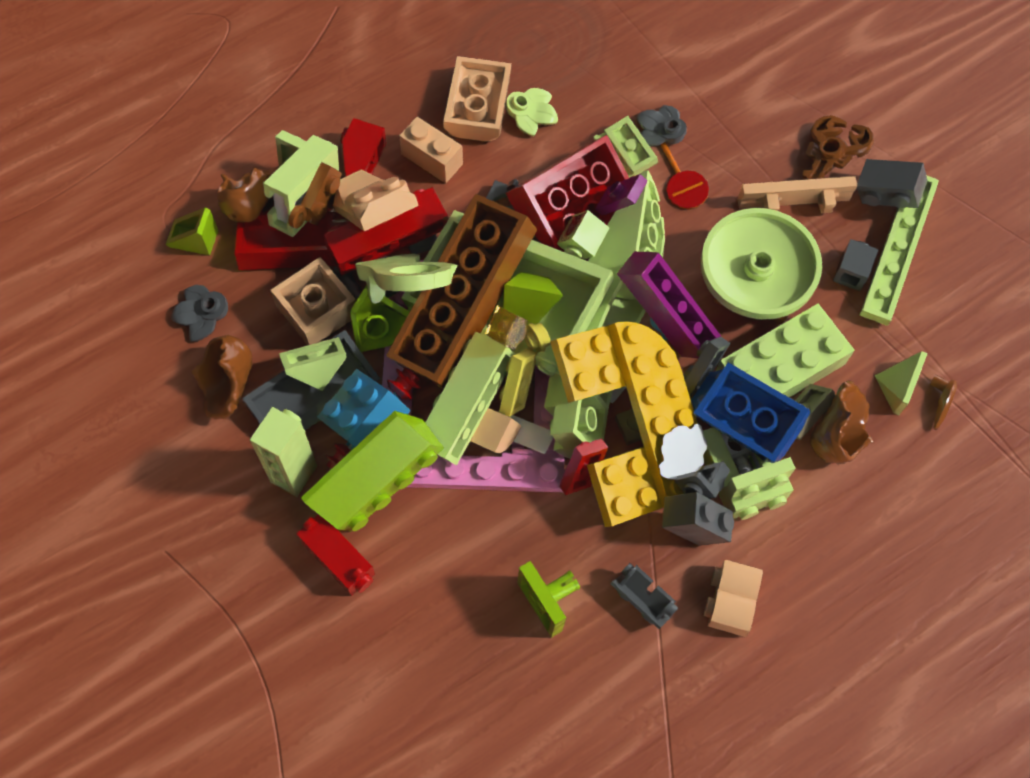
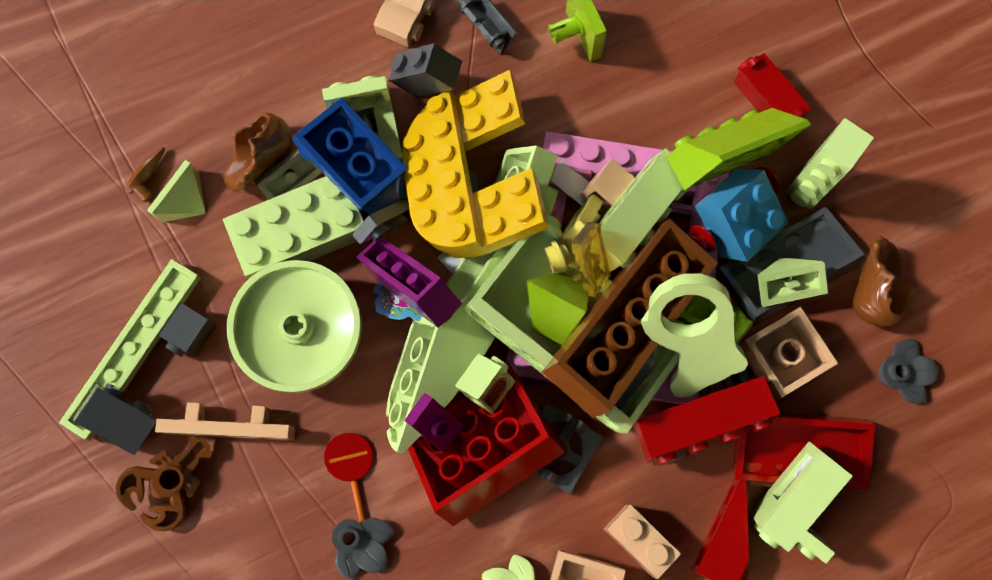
camera: 165 degrees left, 10 degrees up
(194, 232) = (920, 466): lime slope -> none
(244, 198) = (861, 505): dark orange piece -> none
(317, 197) = (785, 469): dark orange hinge -> none
(371, 200) = (723, 451): light nougat slope -> none
(576, 473) = (527, 133): red plate -> none
(630, 146) = (409, 516): yellowish green plate -> none
(682, 451) = (426, 131): white sticker -> none
(706, 481) = (410, 101): dark grey bracket -> none

